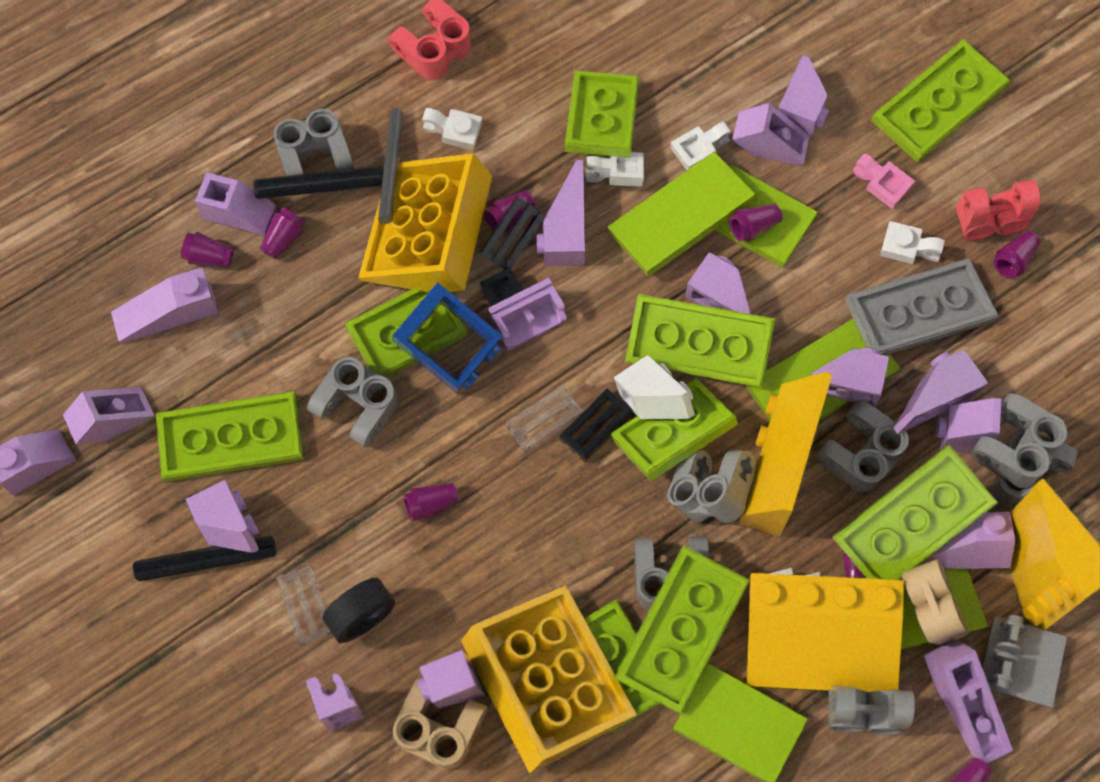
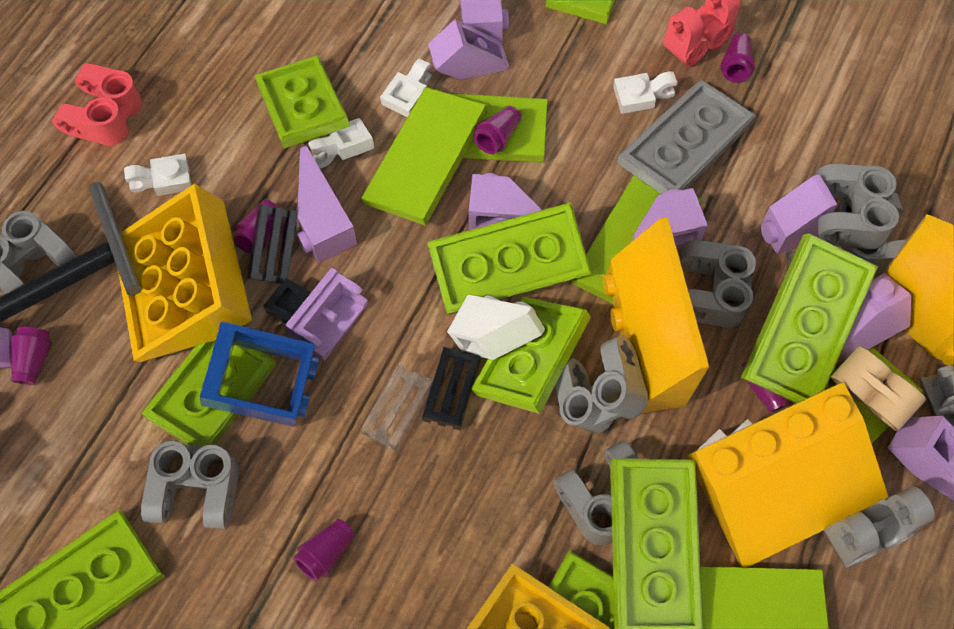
camera: 30 degrees left, 5 degrees down
(886, 182) = (592, 48): bright pink plate -> none
(949, 382) = (750, 196): lavender slope -> none

